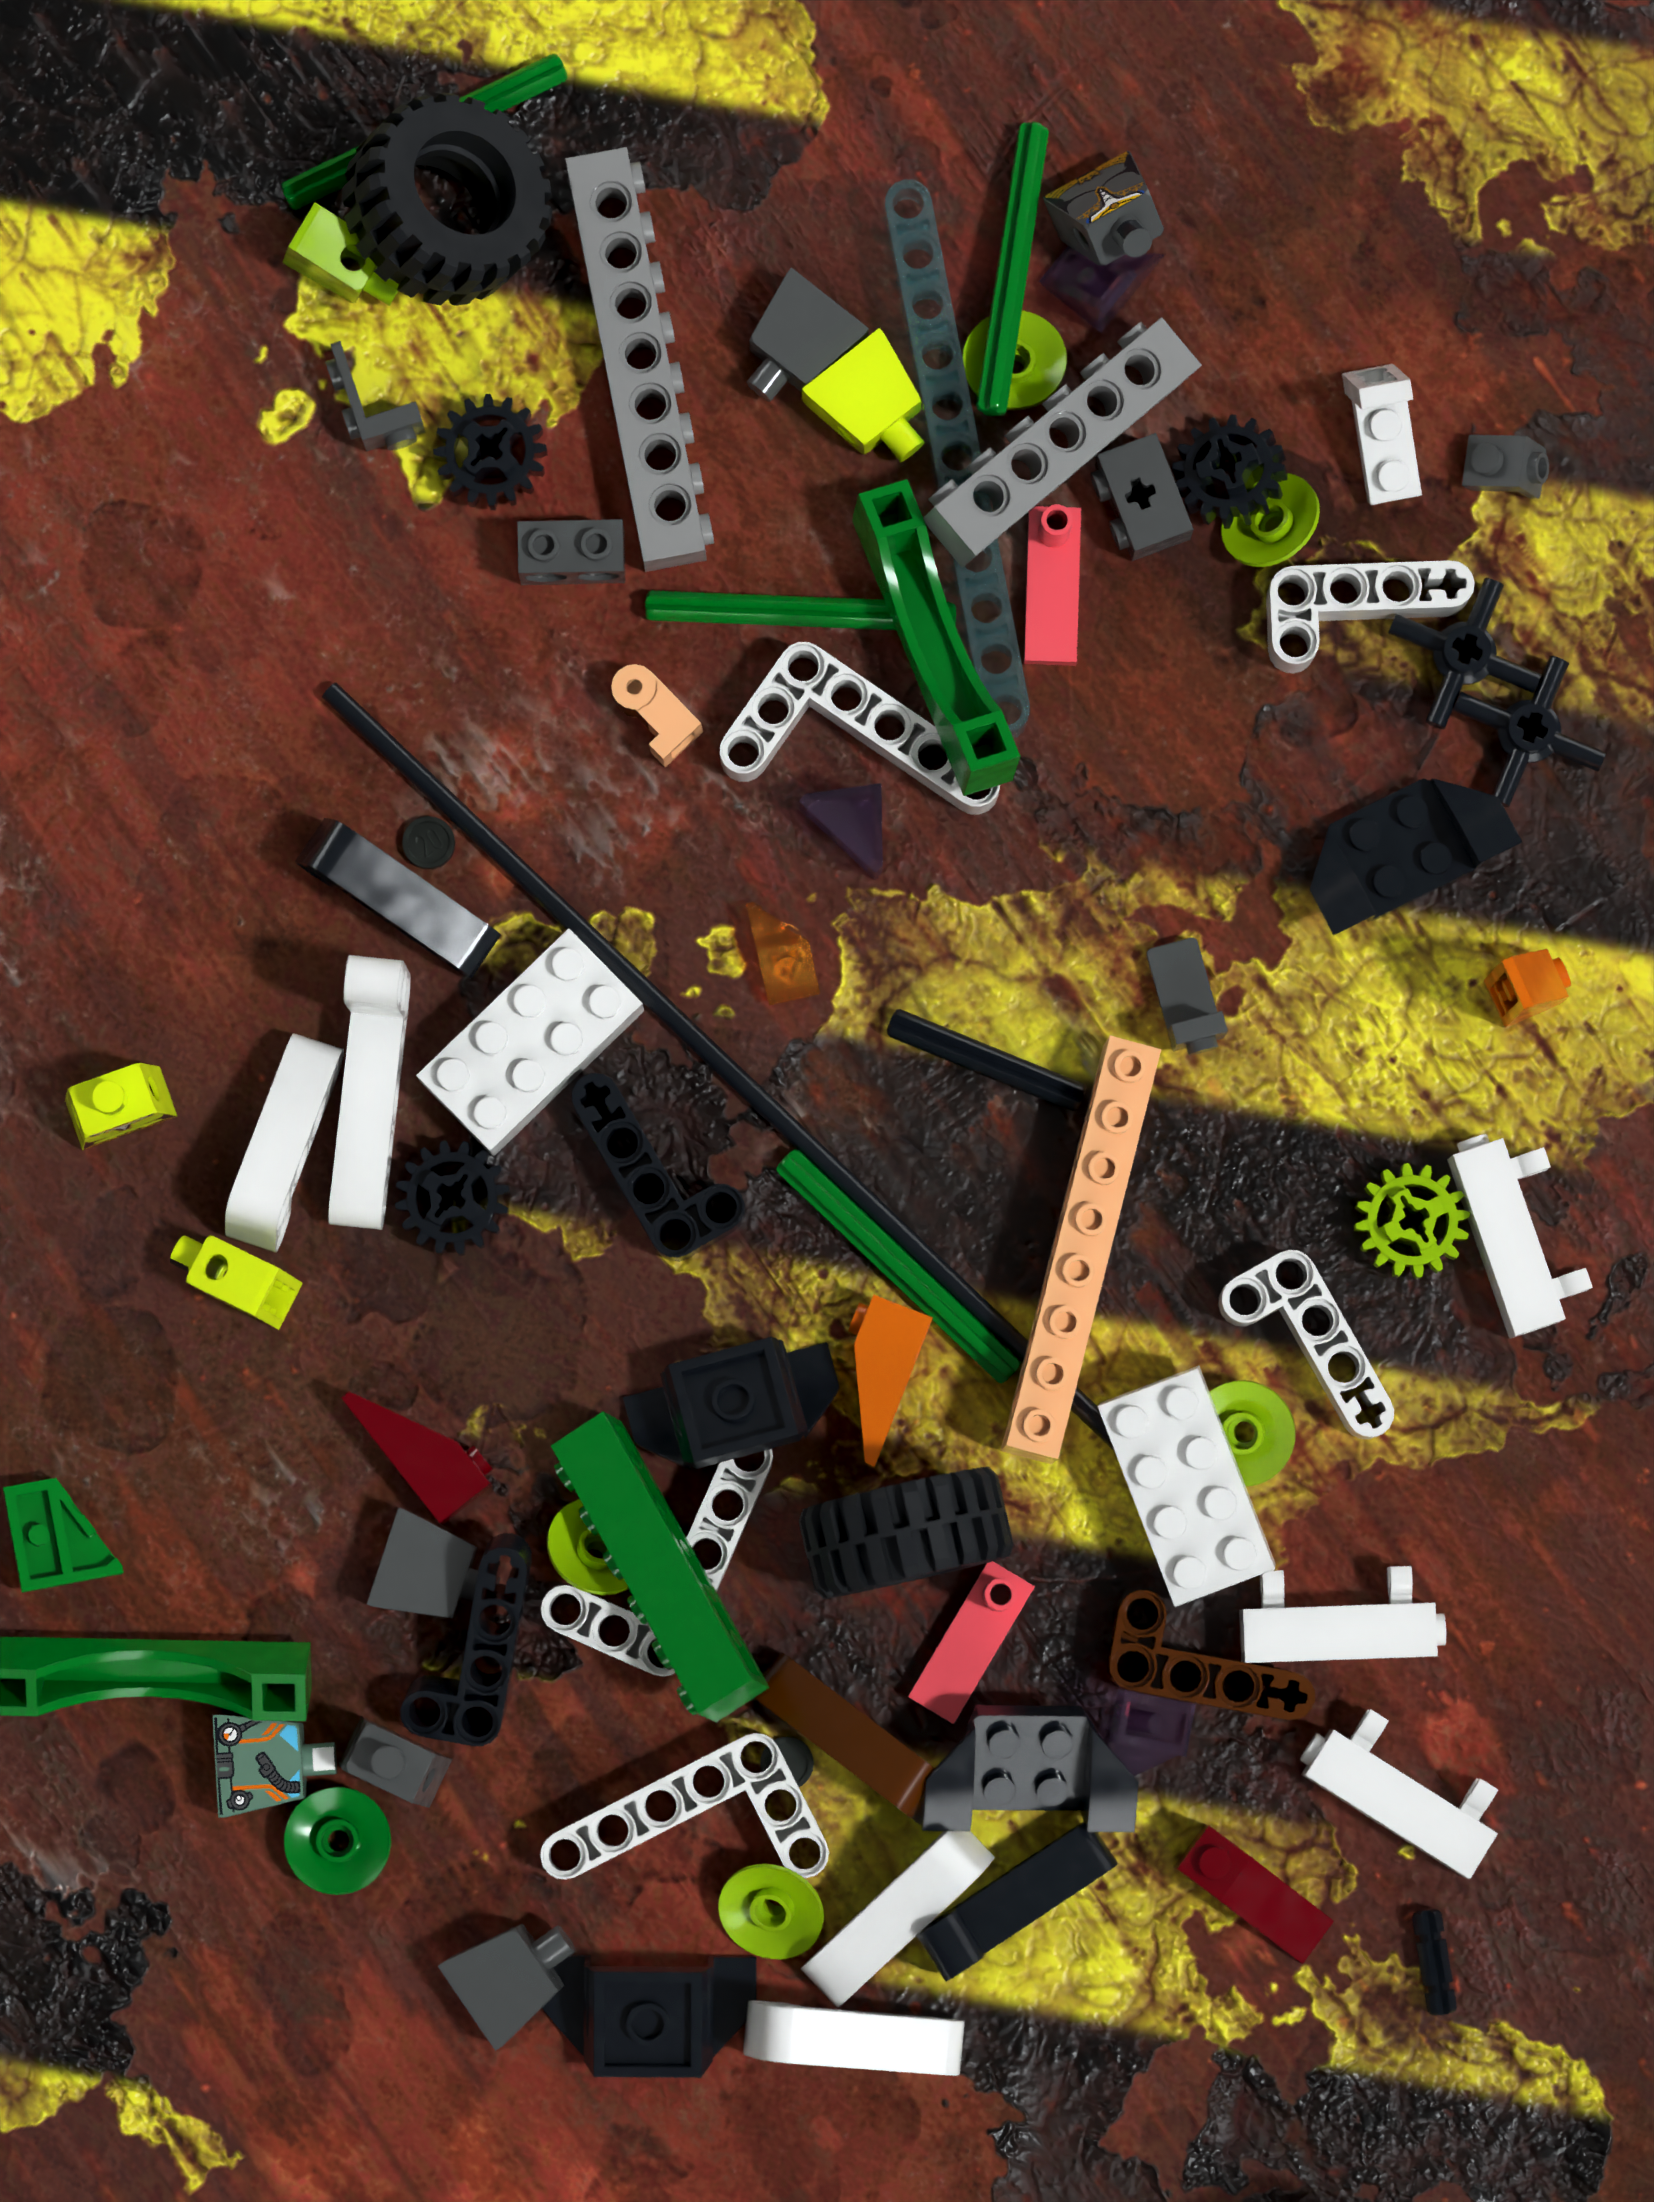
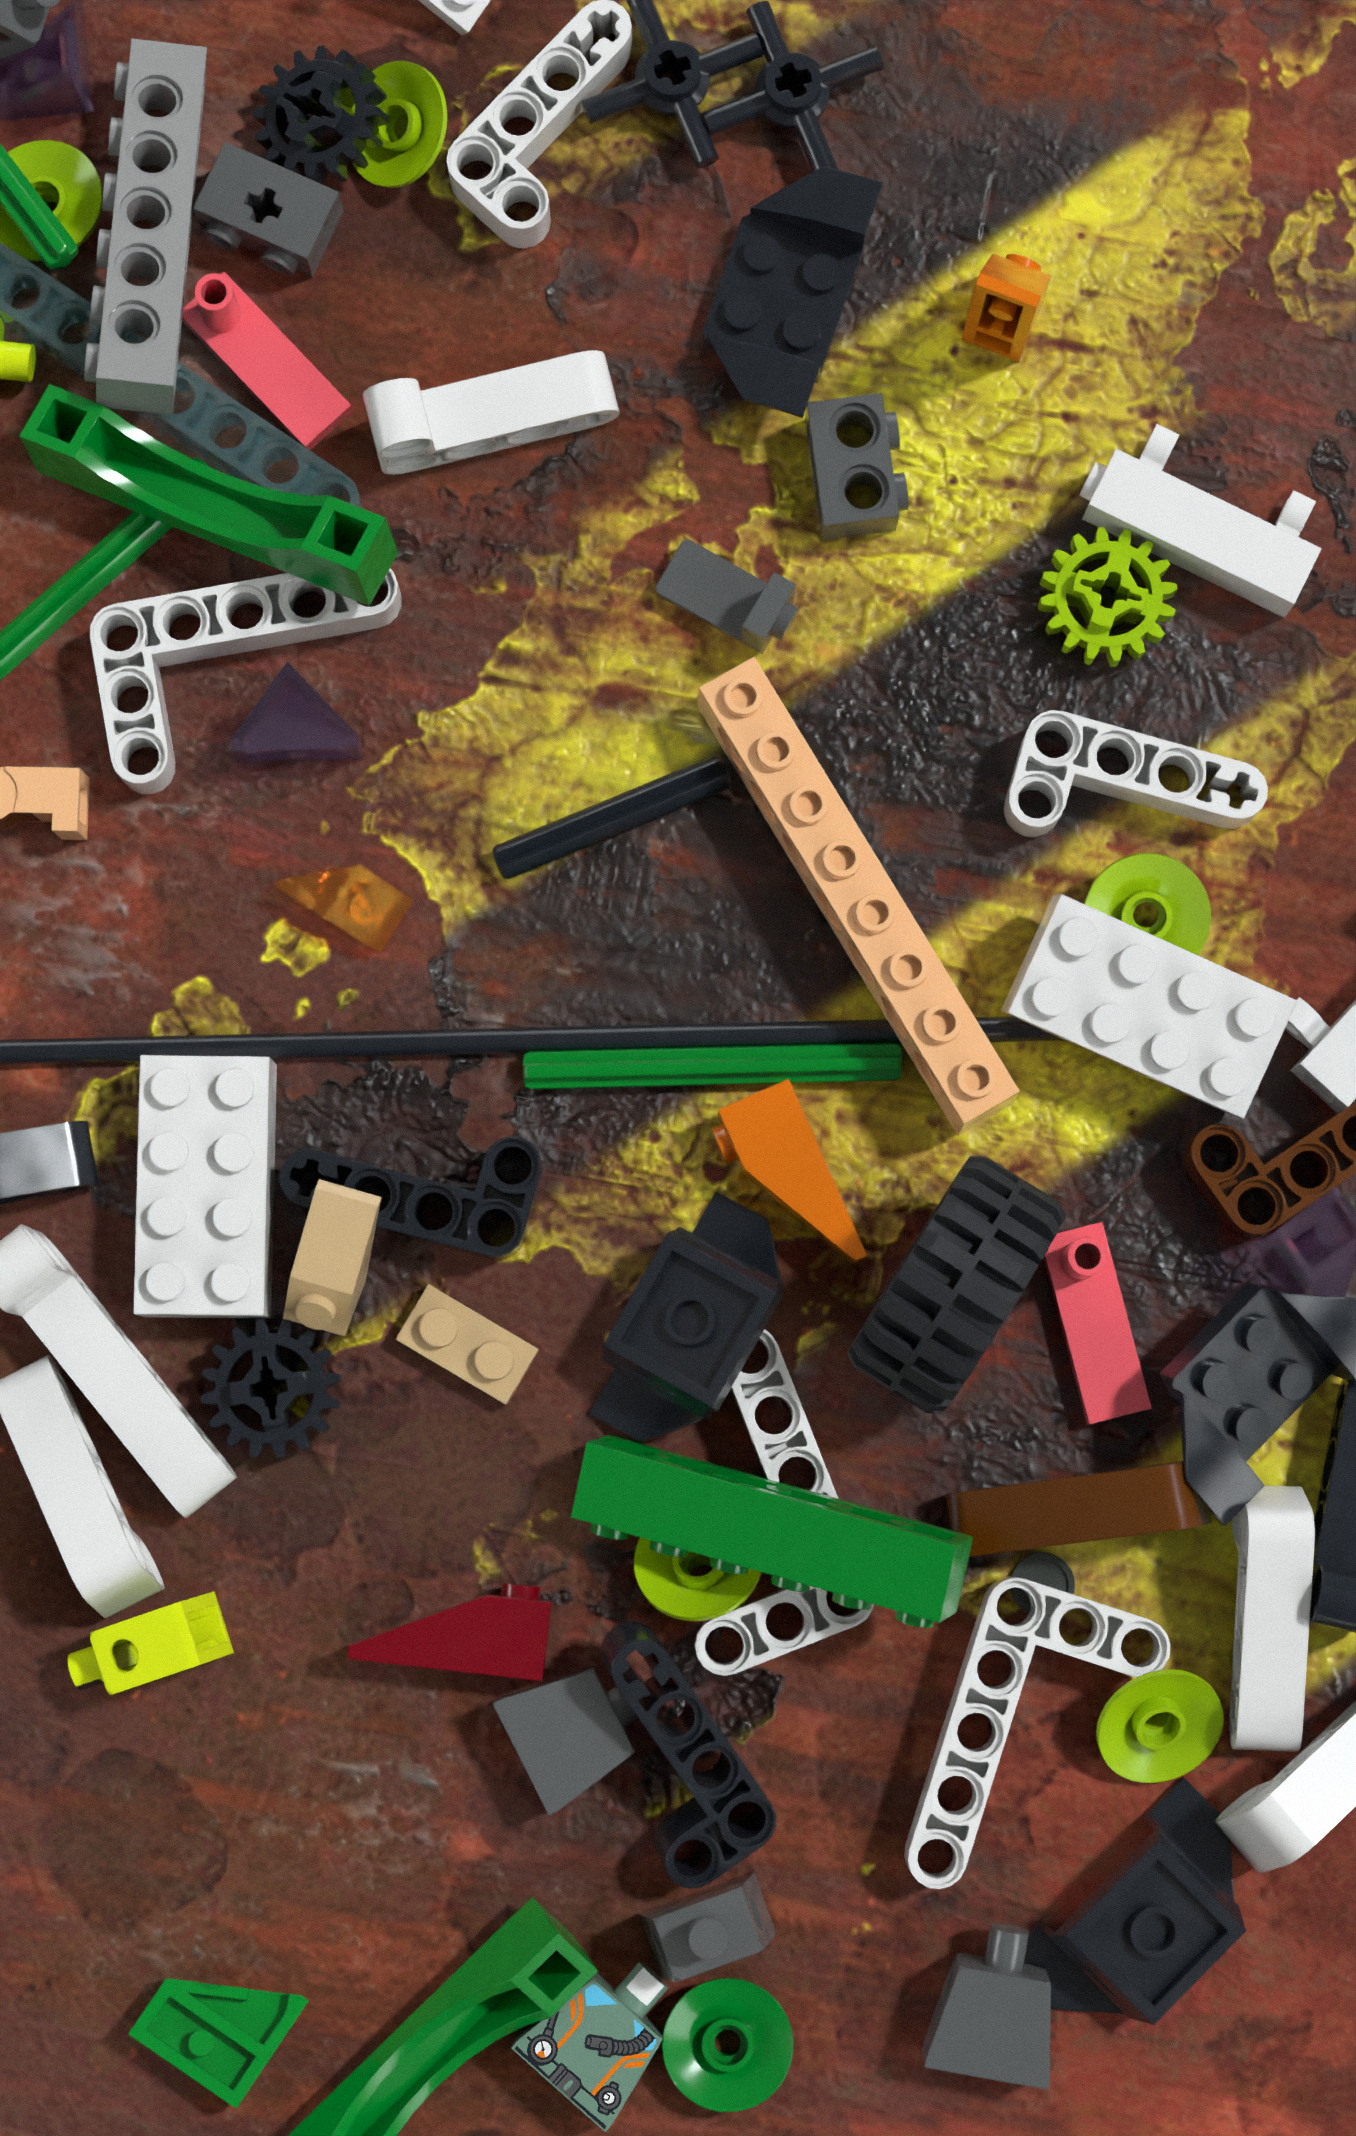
camera: 45 degrees left, 0 degrees up
(562, 1157) = (332, 1258): none -> tan slope
(591, 1286) = (467, 1344): none -> tan plate
(1153, 747) = (488, 411): none -> white beam
(1329, 987) = (842, 467): none -> dark grey brick

